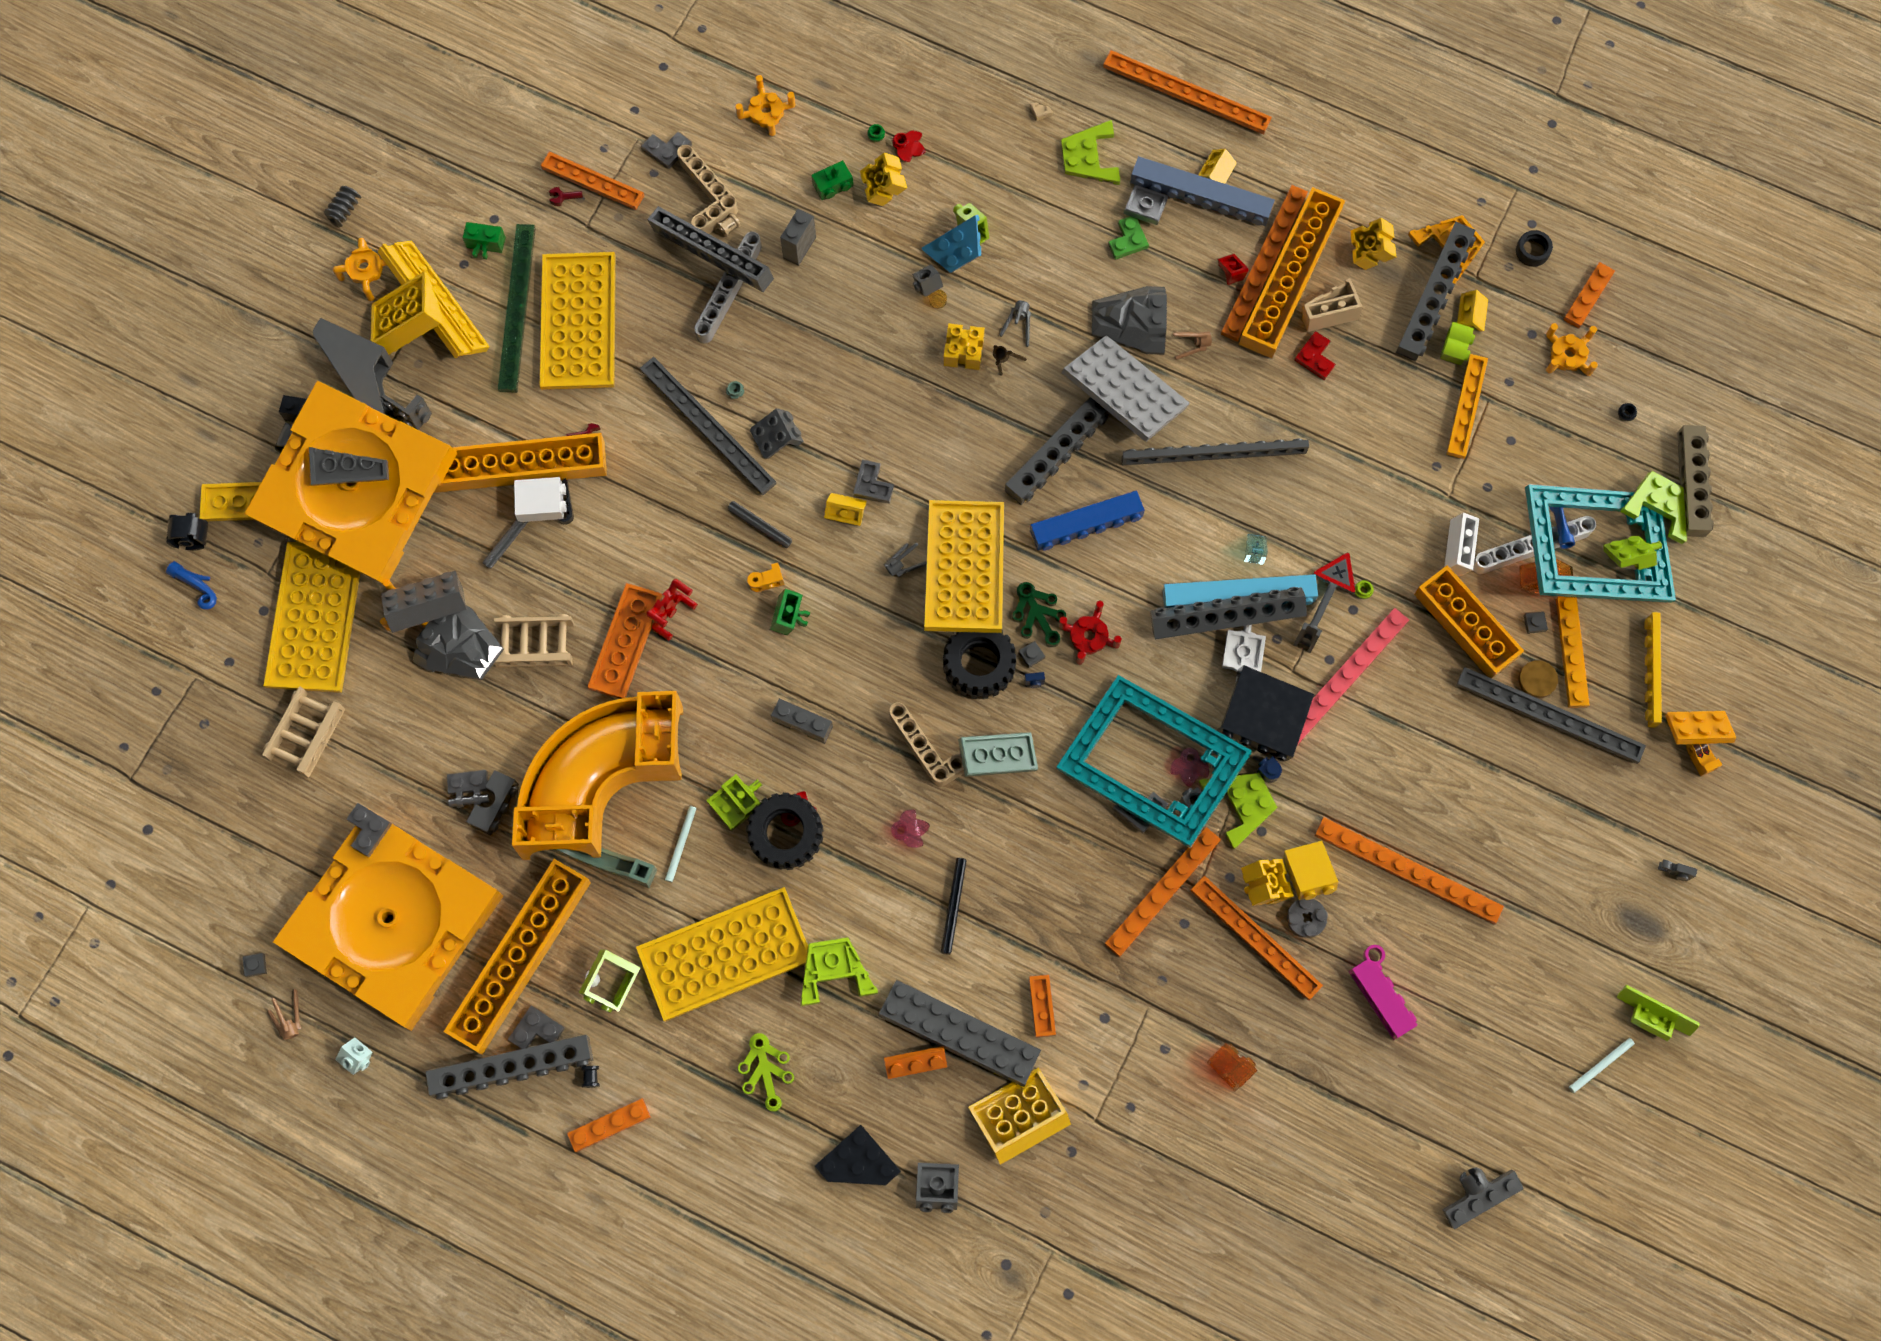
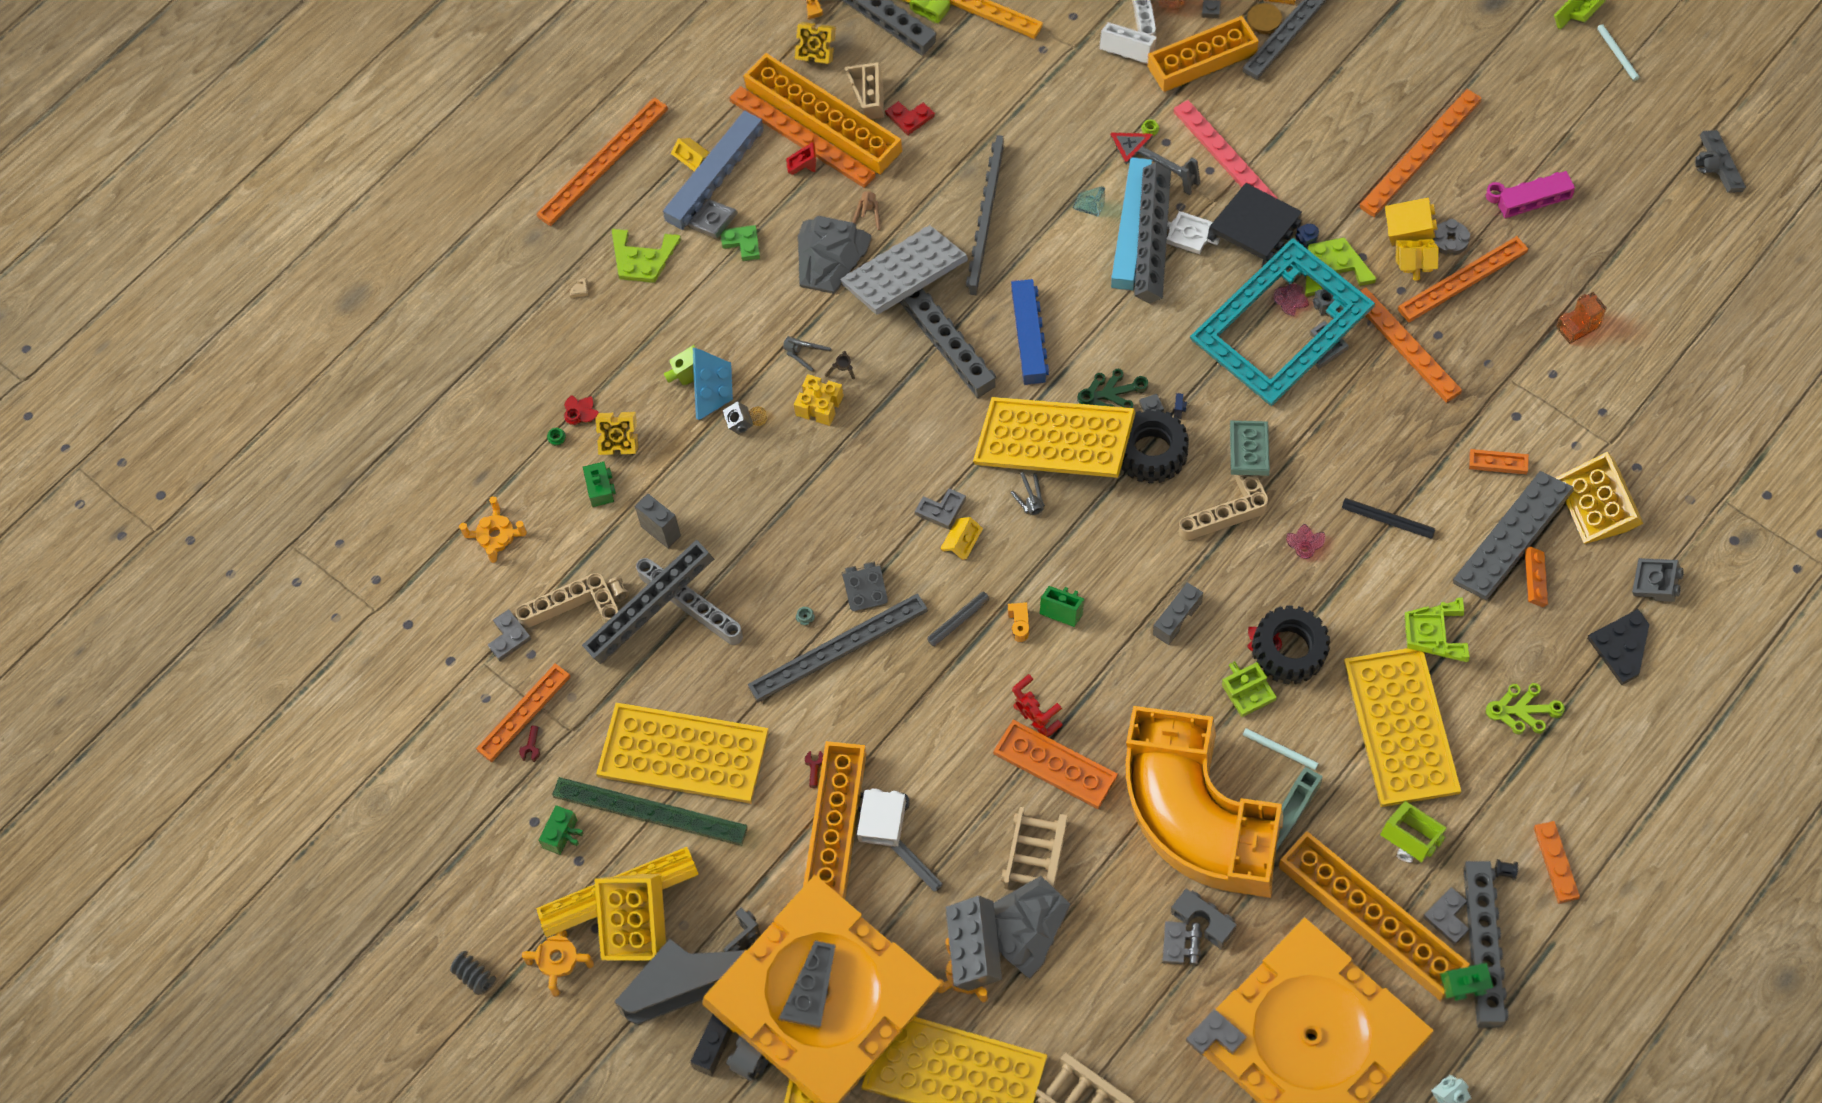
camera: 70 degrees left, 10 degrees down
(455, 1049) = (1466, 980): none -> green brick
(1092, 624) = (1143, 344): red plate -> none

